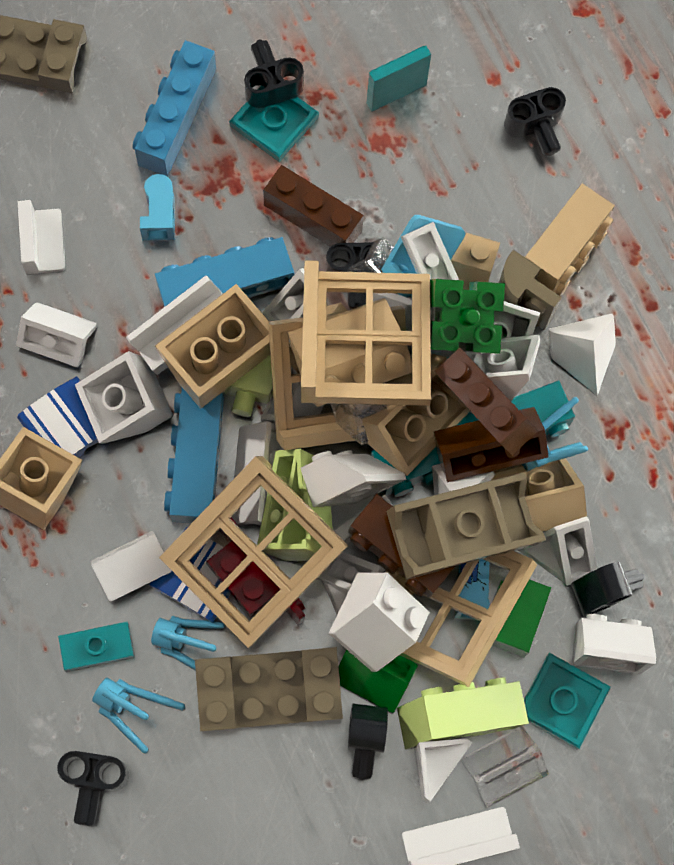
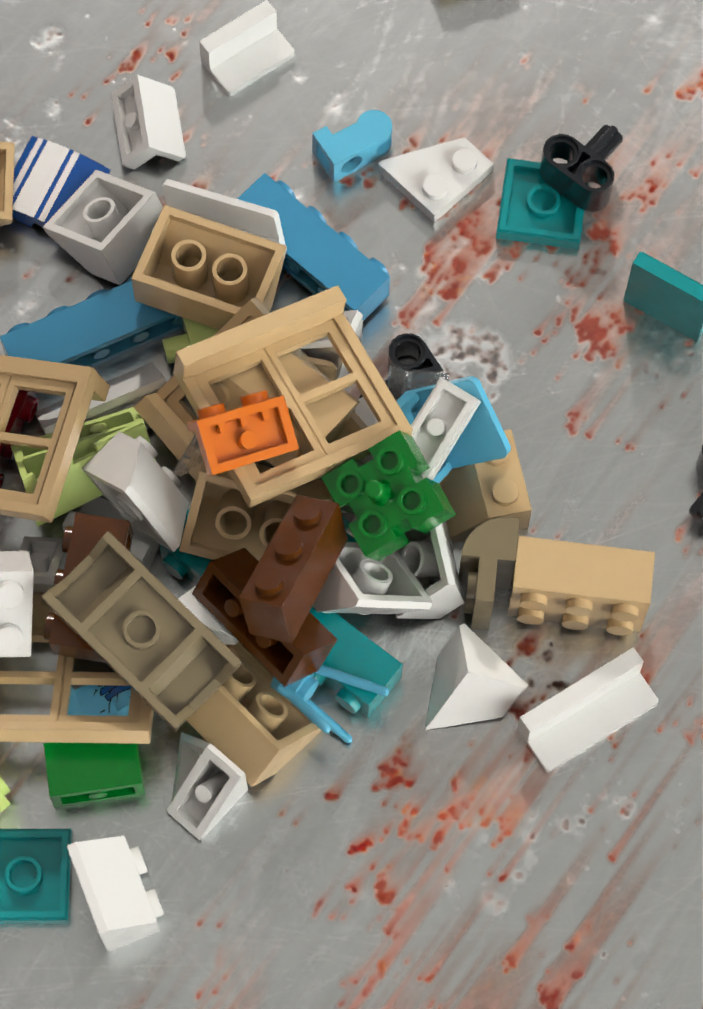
camera: 65 degrees right, 5 degrees down
(175, 107) = (483, 94): dark azure brick -> none
(212, 171) = (437, 175): none -> white wing
(312, 208) = (452, 296): reddish brown brick -> none
(383, 376) = (245, 433): none -> orange bracket
(606, 587) = (178, 848): black beam -> none
(641, 290) = (587, 711): none -> white panel

